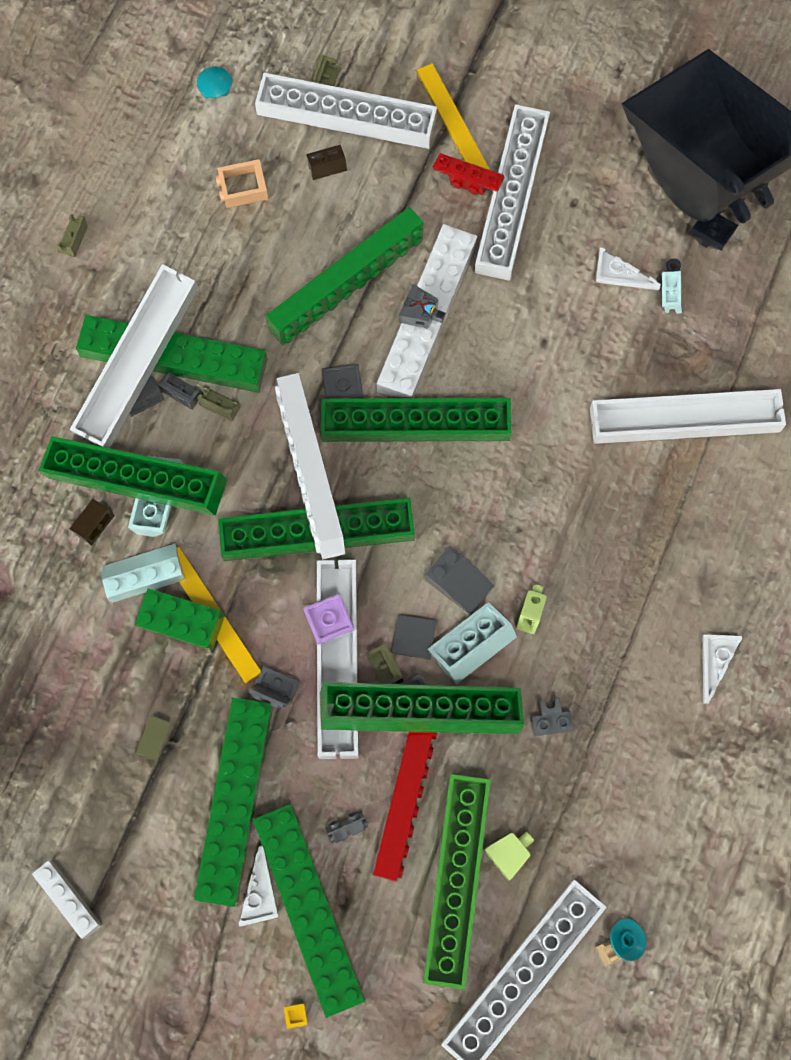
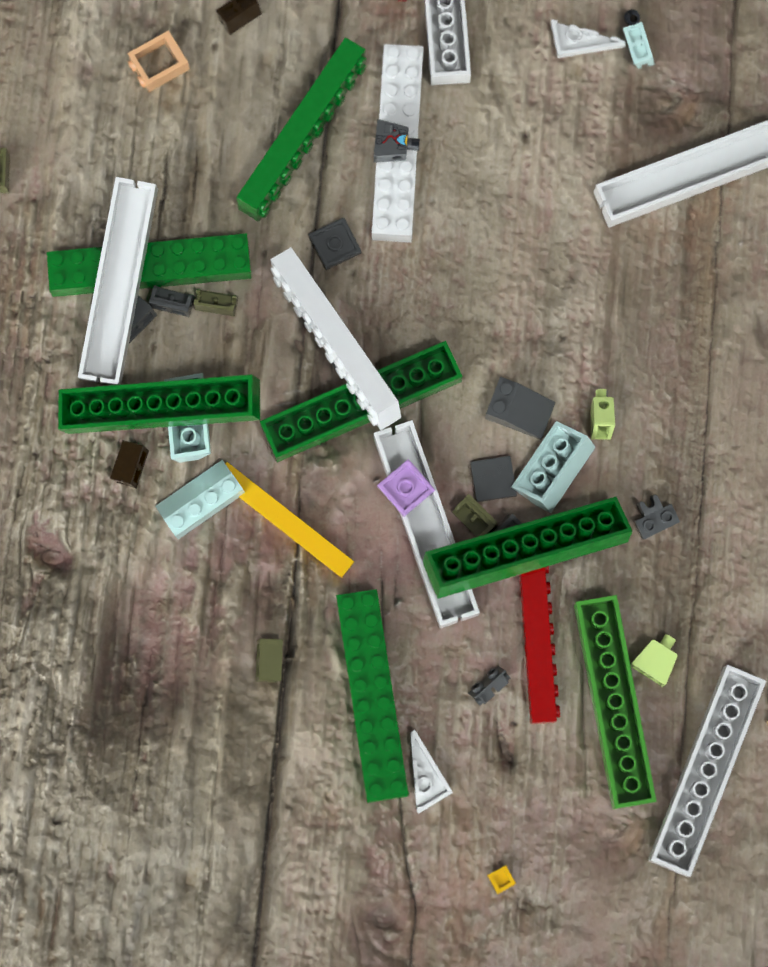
camera: 20 degrees left, 5 degrees up
(67, 900) = (241, 842): white brick -> none
(180, 619) = (255, 534): green brick -> none
(274, 687) = (373, 572): dark grey bracket -> none
(309, 911) = (480, 776): green brick -> none
(415, 419) = (423, 258): green brick -> none

